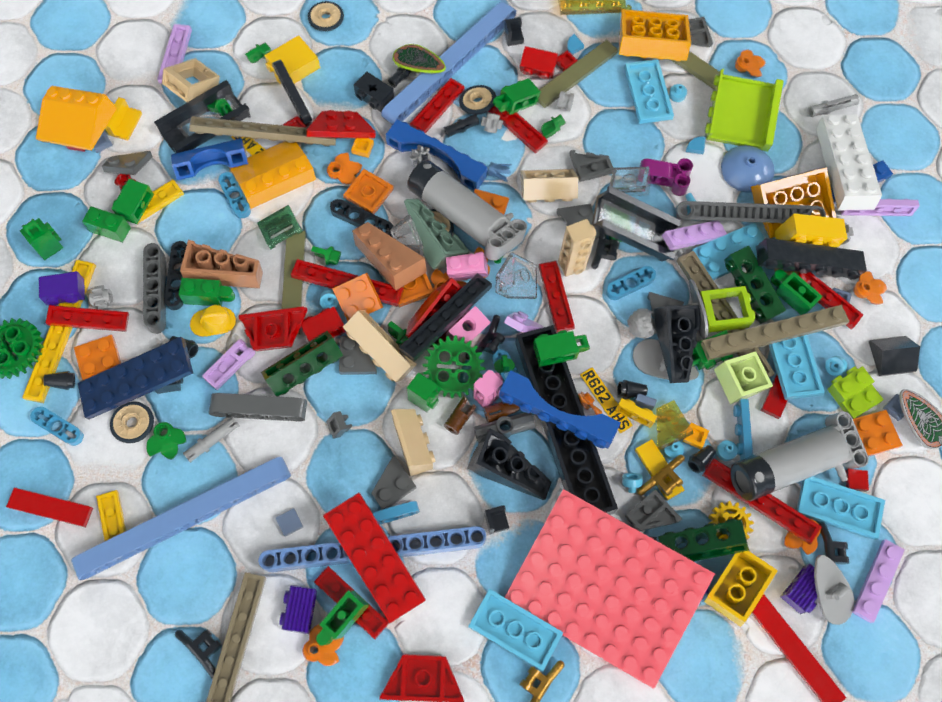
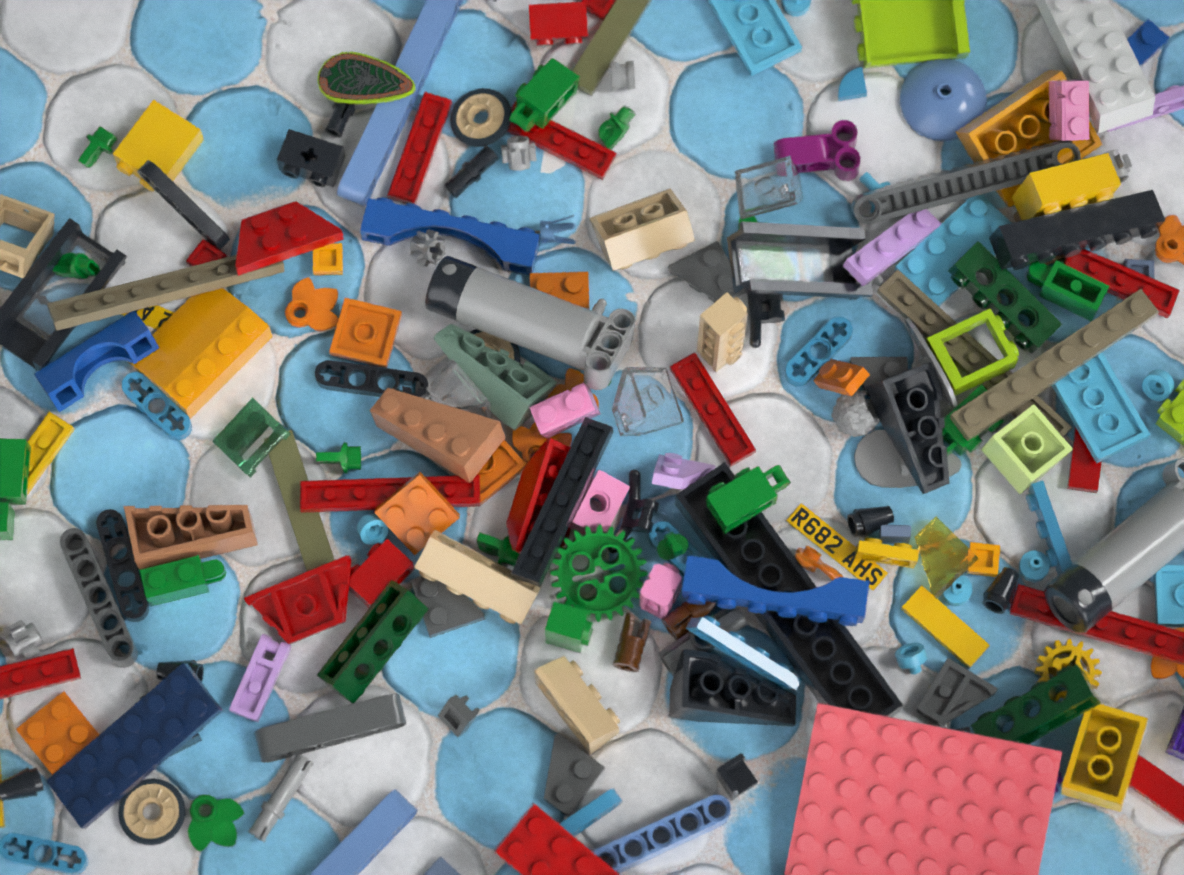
camera: 15 degrees left, 5 degrees up
(212, 321) = (206, 619): yellow piece -> none
(325, 24) = (178, 27): tan wheel -> none
(531, 448) = (753, 658): none -> plate
(590, 165) = (697, 175): dark grey wing -> none
(640, 299) = (841, 377): none -> orange plate
(665, 472) = (948, 638): pearl gold piece -> none
(825, 189) = (1069, 110): none -> bright pink brick

